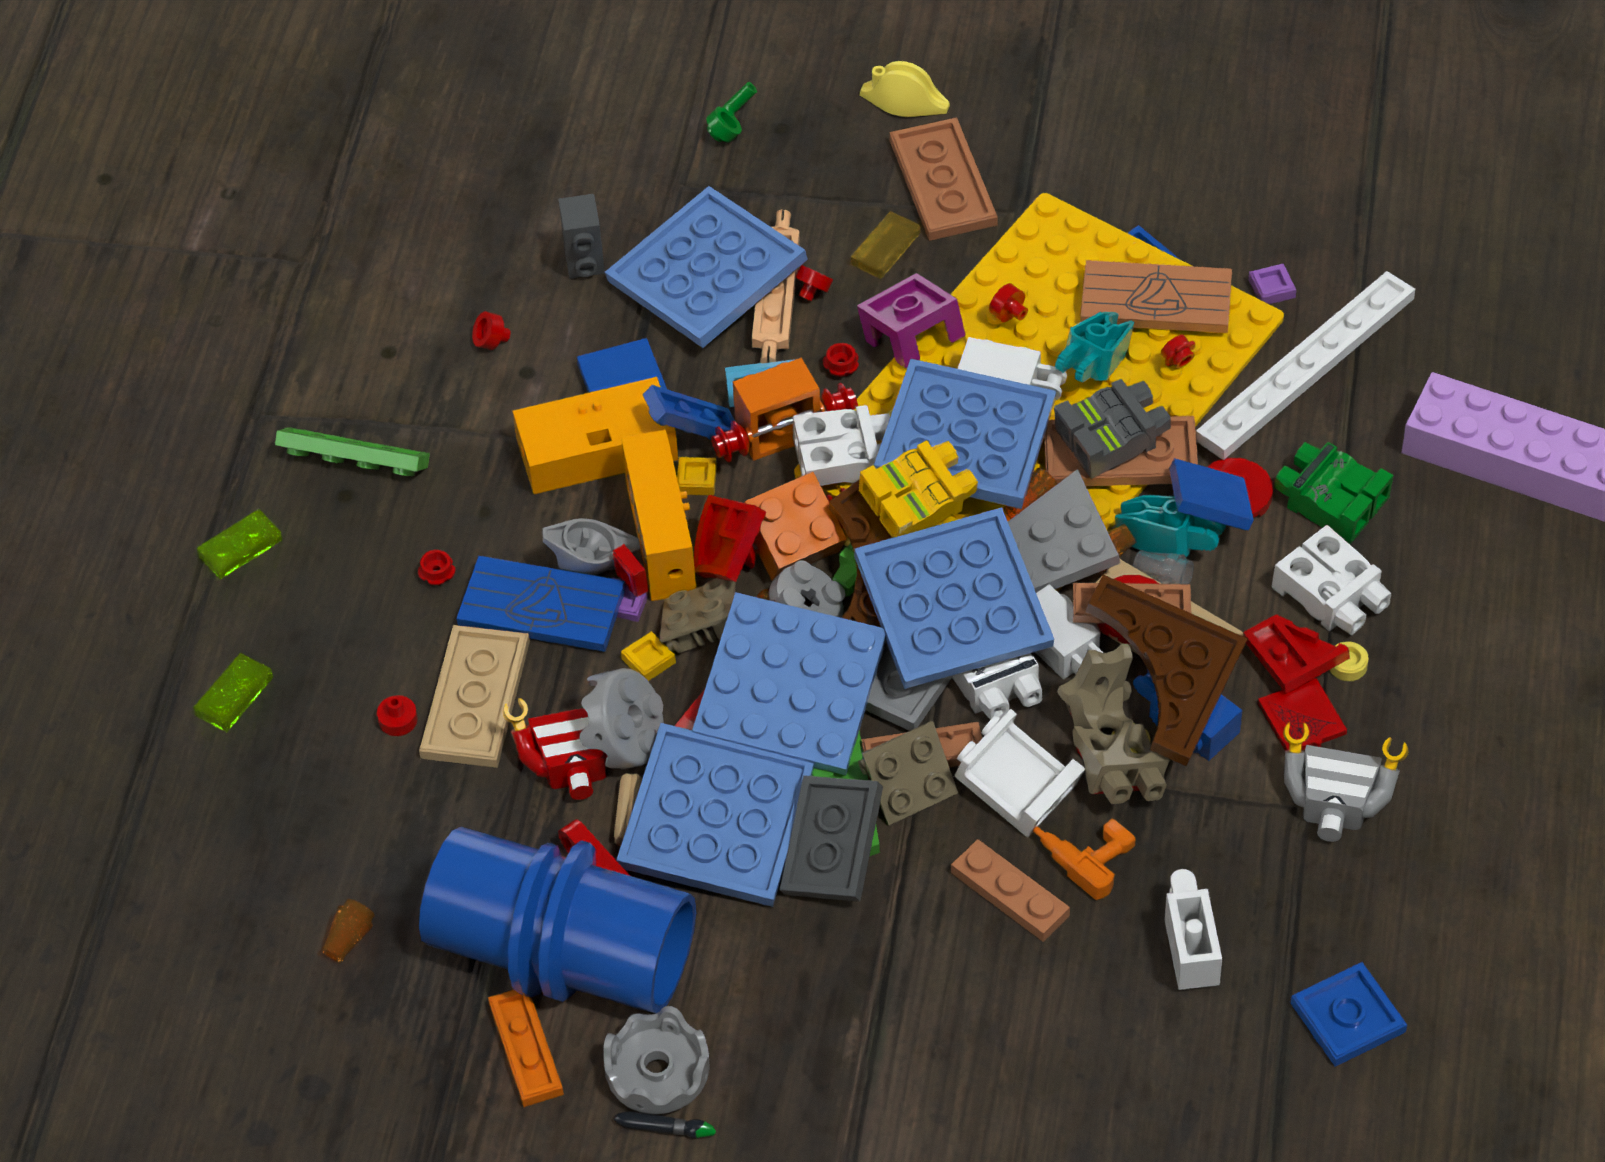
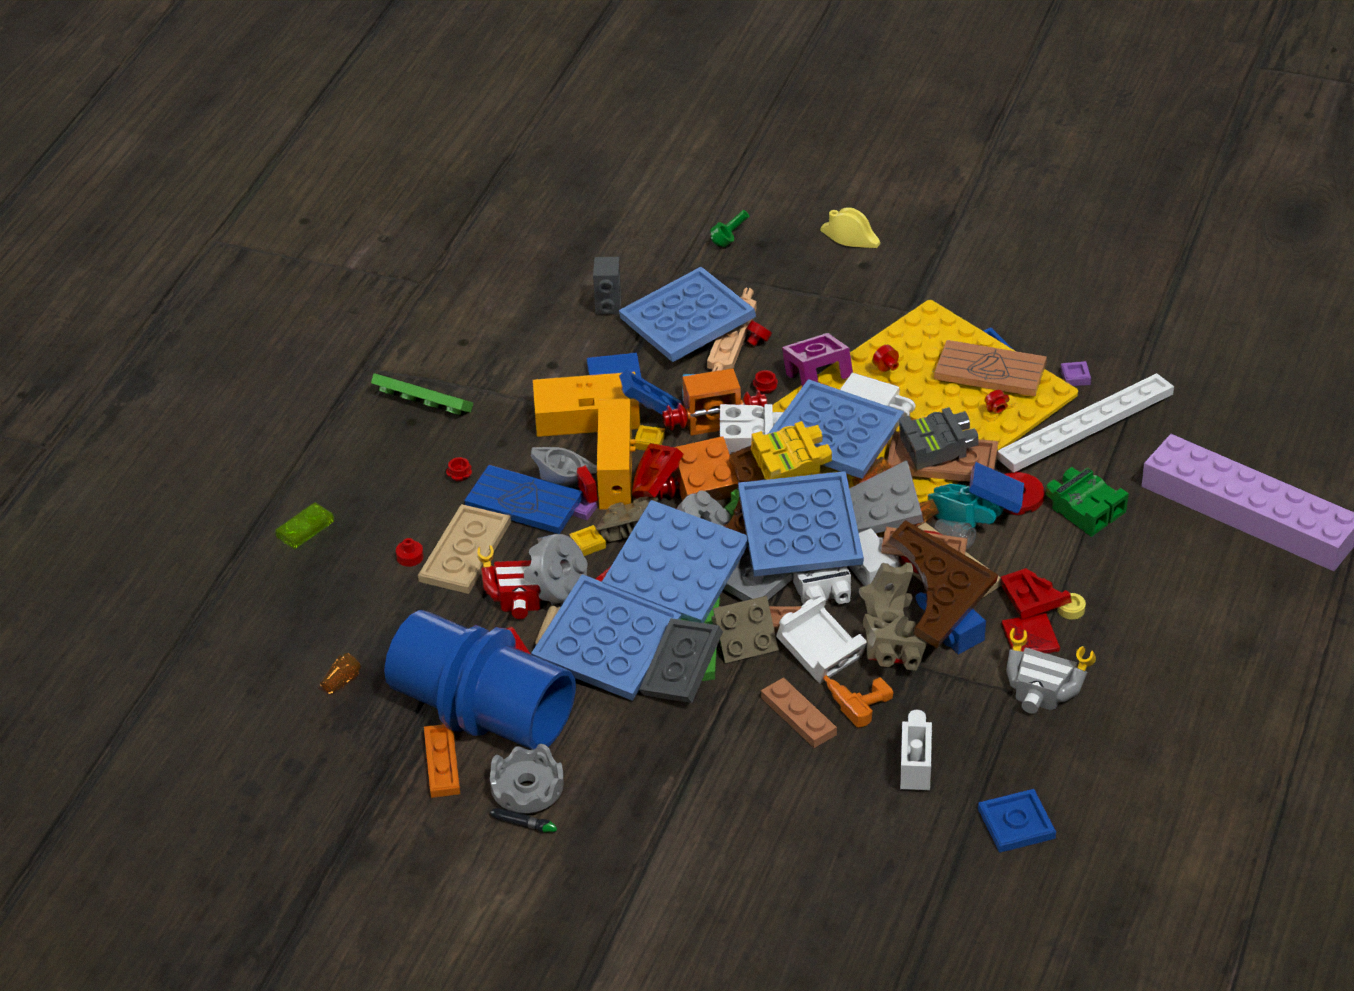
camera: 10 degrees right, 10 degrees down
(239, 544) = (333, 440): clear neon green plate -> none
(489, 331) = (532, 335): red tile -> none
(885, 244) = (814, 318): clear yellow tile -> none
(943, 179) = (864, 285): nougat tile -> none
(1096, 347) = (939, 390): teal hinge -> none
(1331, 581) = (1070, 555): white hips -> none

